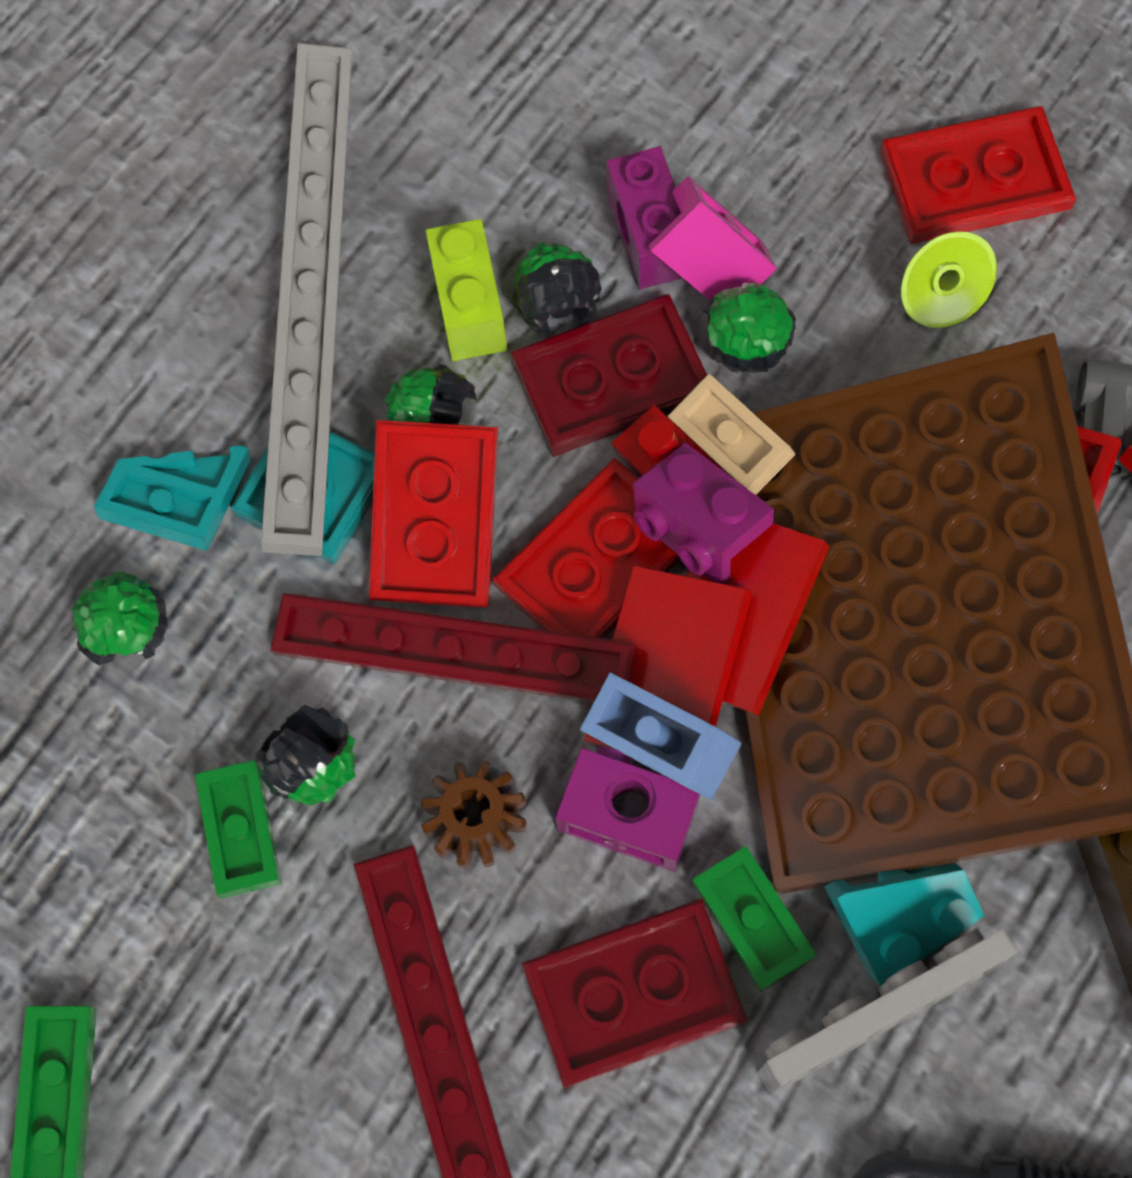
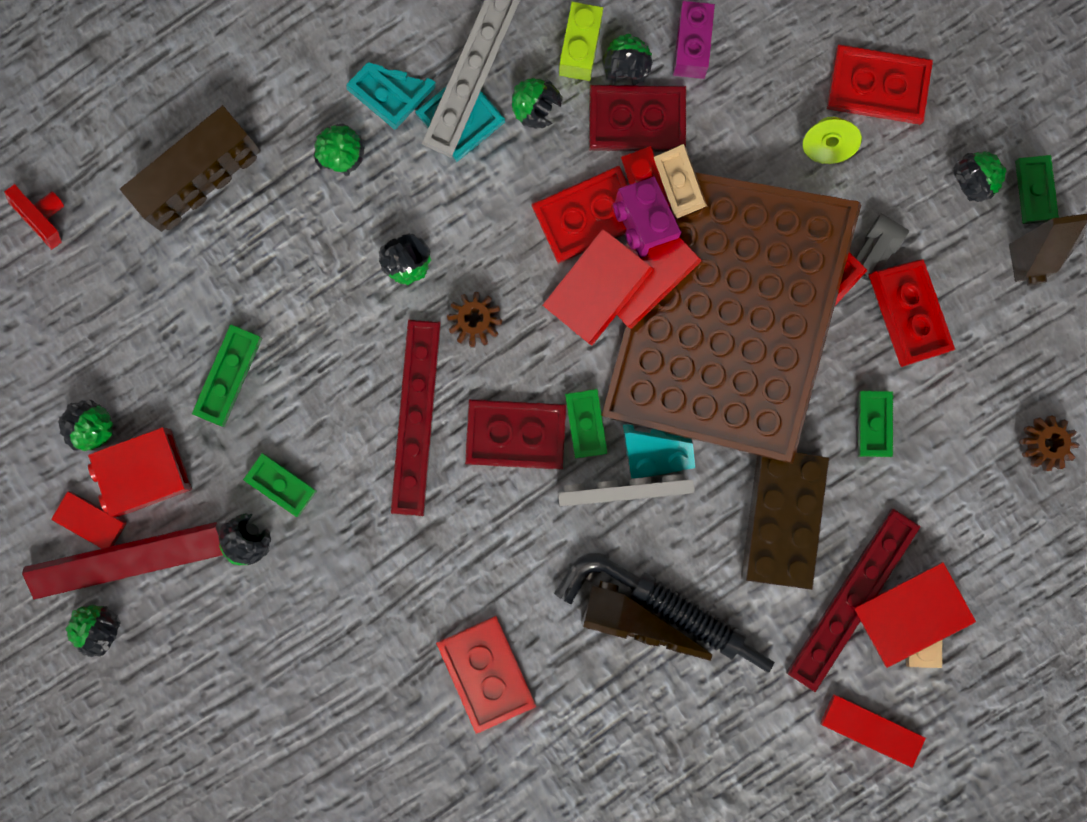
camera: 20 degrees right, 15 degrees up
(238, 829) = (359, 279): green plate -> none
(433, 513) = (515, 159): red tile -> none
(449, 648) = (497, 233): dark red tile -> none
(590, 815) = (558, 365): magenta brick -> none
(661, 736) = (576, 322): medium blue brick -> none
(711, 244) = (718, 73): dark pink panel -> none
(749, 328) = (717, 124): green piece -> none

